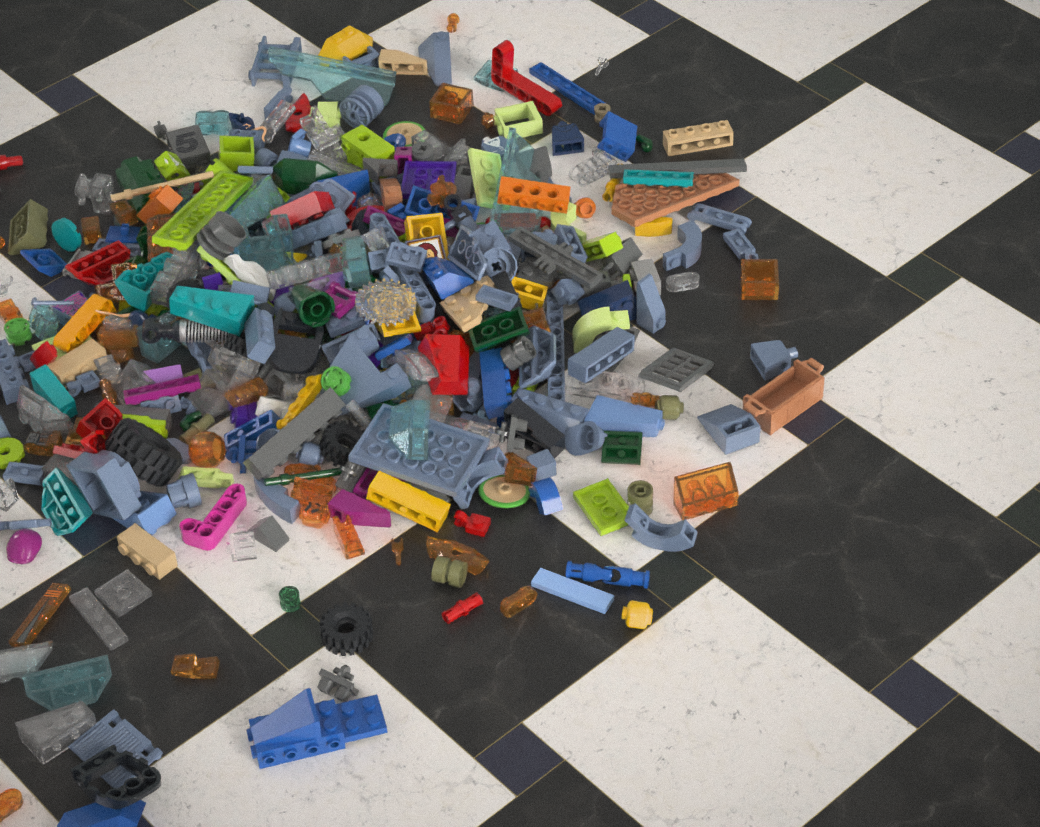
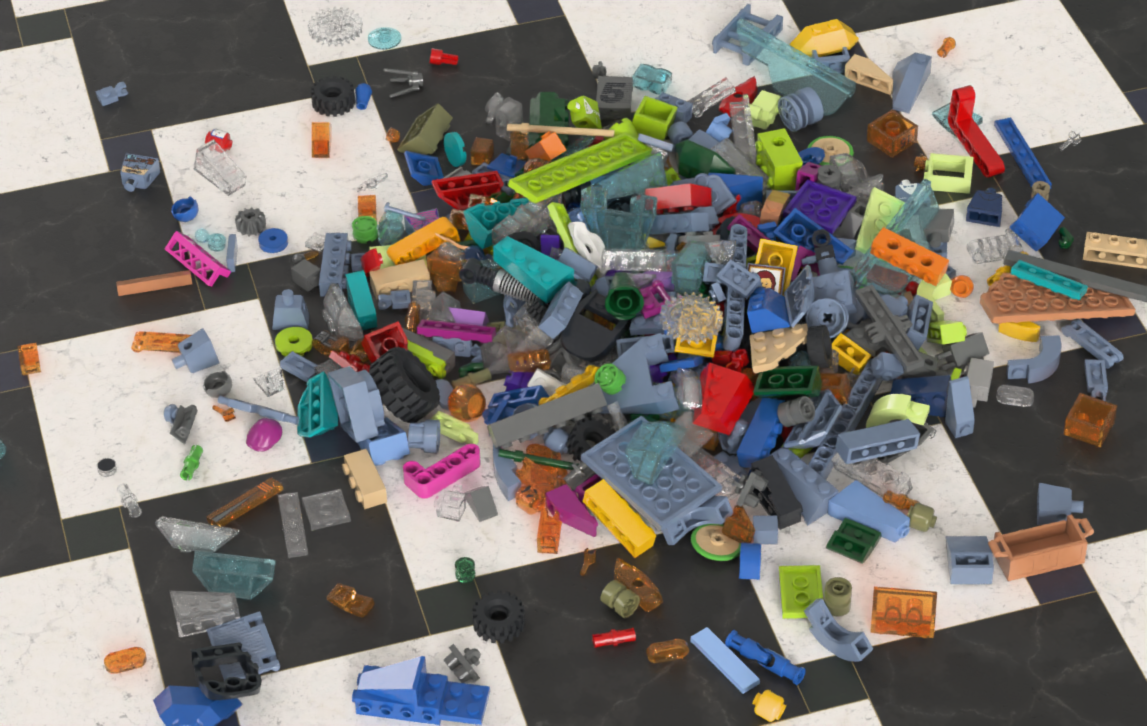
camera: 25 degrees right, 0 degrees up
(94, 441) = (356, 358): red piece -> none
(221, 235) = (574, 199): dark grey wheel -> none
(240, 122) = (680, 90): dark blue animal -> none
(283, 94) = (733, 74): sand blue hinge -> none
(327, 137) = (744, 131): clear tile -> none
(380, 167) = (778, 178): dark grey slope -> none
(440, 190) = (815, 221): clear orange hips -> none
(475, 524) = (670, 563): red plate -> none
(496, 297) = (799, 349): sand blue tile -> none
(584, 438) = (820, 518): sand blue piece -> none
(671, 357) = (914, 476): dark grey piece -> none

